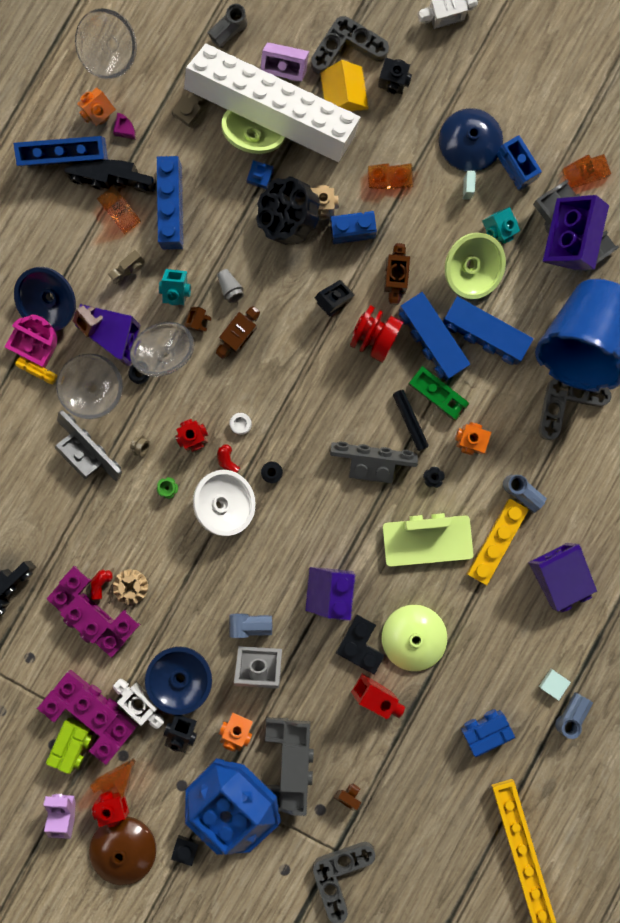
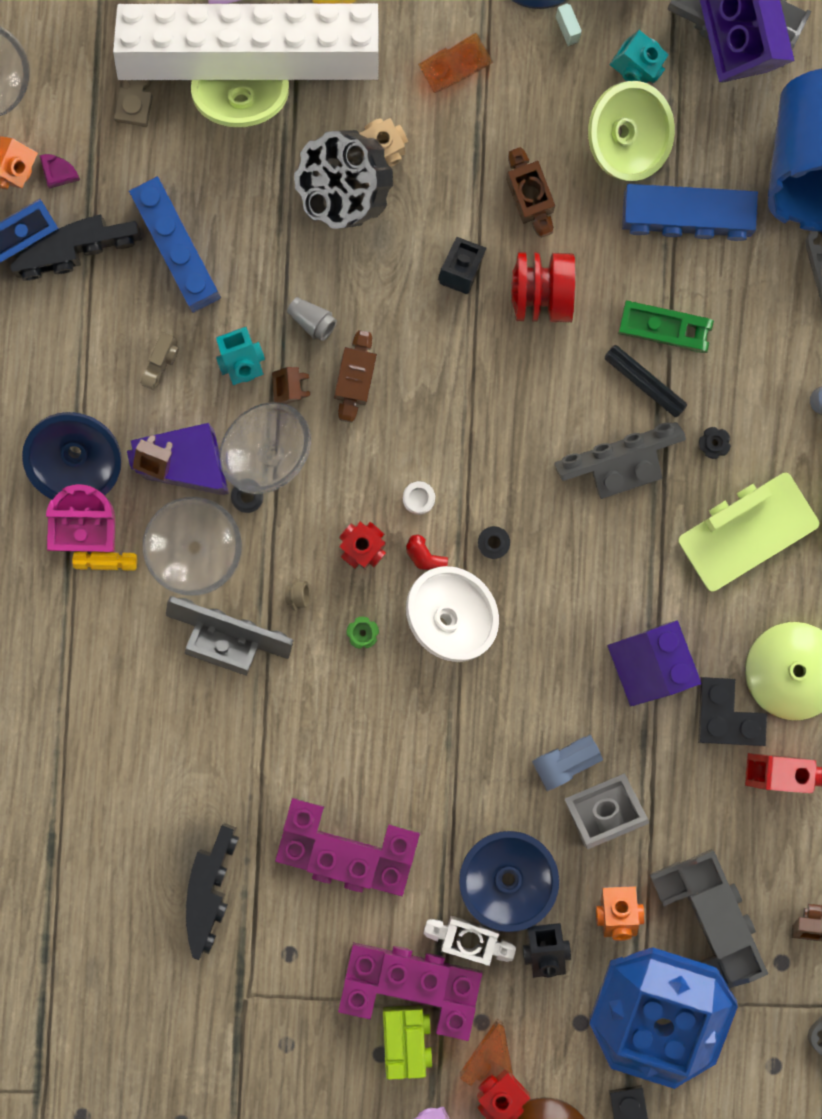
camera: 30 degrees left, 0 degrees up
(98, 581) = (332, 804): red arm -> none
(118, 209) = (107, 287): clear orange slope -> none
(140, 586) = (370, 777): tan gear -> none
(260, 174) = (276, 146): blue tile -> none
(353, 227) = (440, 158): blue brick -> none
(433, 337) = (622, 254): blue brick -> none
(480, 439) = (753, 363): orange brick -> none

